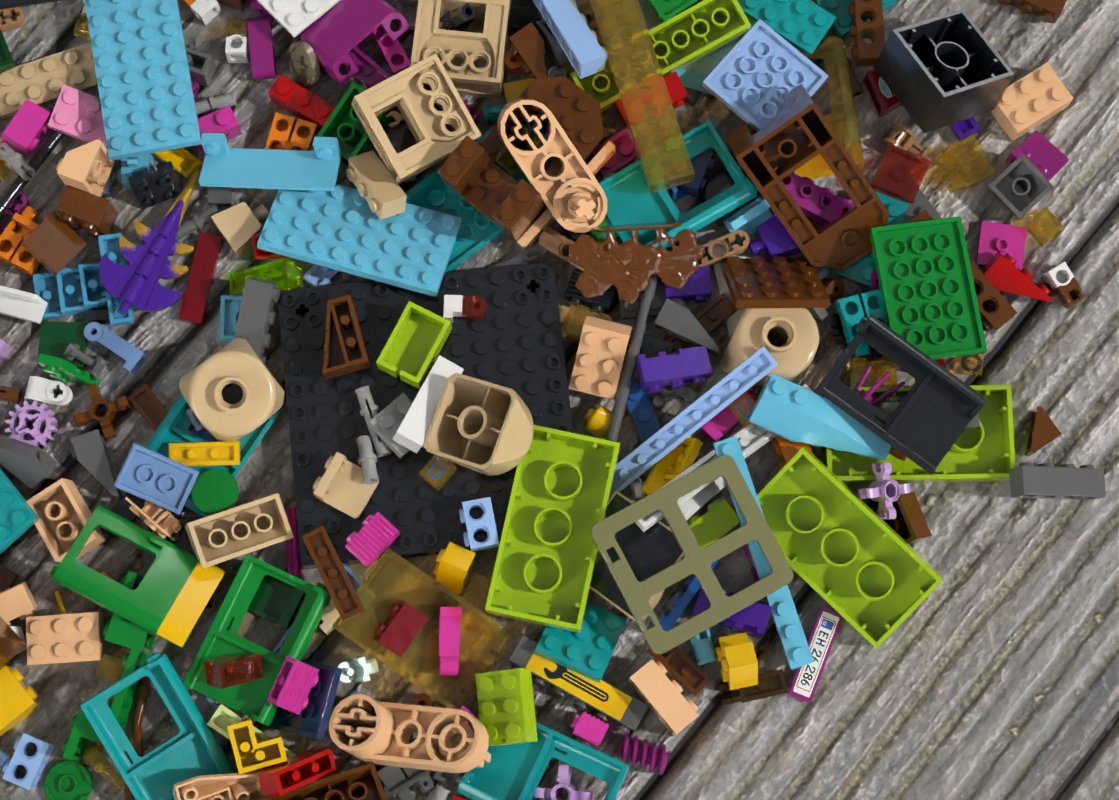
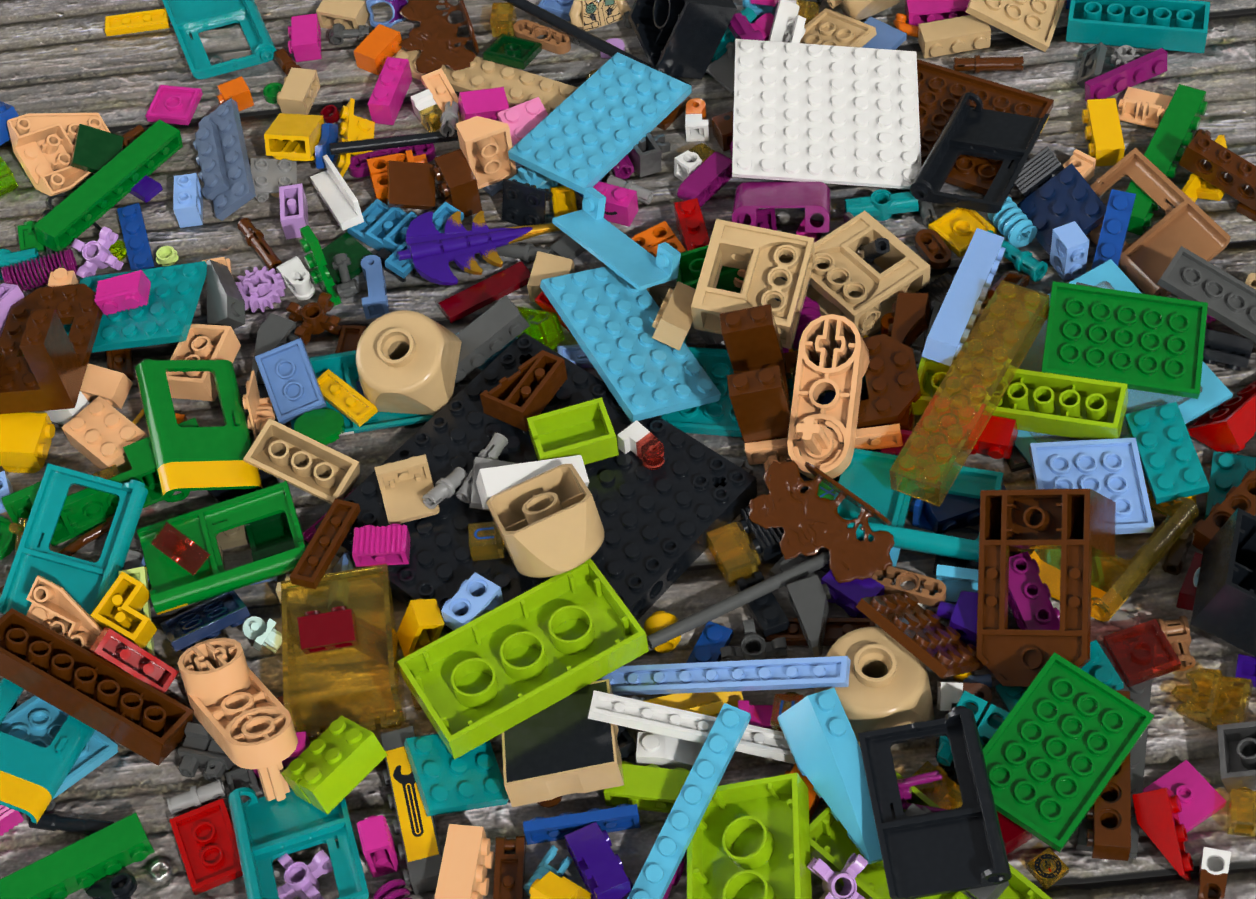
camera: 55 degrees right, 25 degrees down
(293, 685) = (203, 593): dark pink brick -> none
(303, 63) = (724, 205): dark tan tile -> none
(448, 640) = (355, 678): dark pink leg -> none
(600, 357) = (712, 571): light nougat brick -> none
(673, 369) = (757, 627): dark purple wedge -> none
(696, 559) = (606, 778): olive window -> none

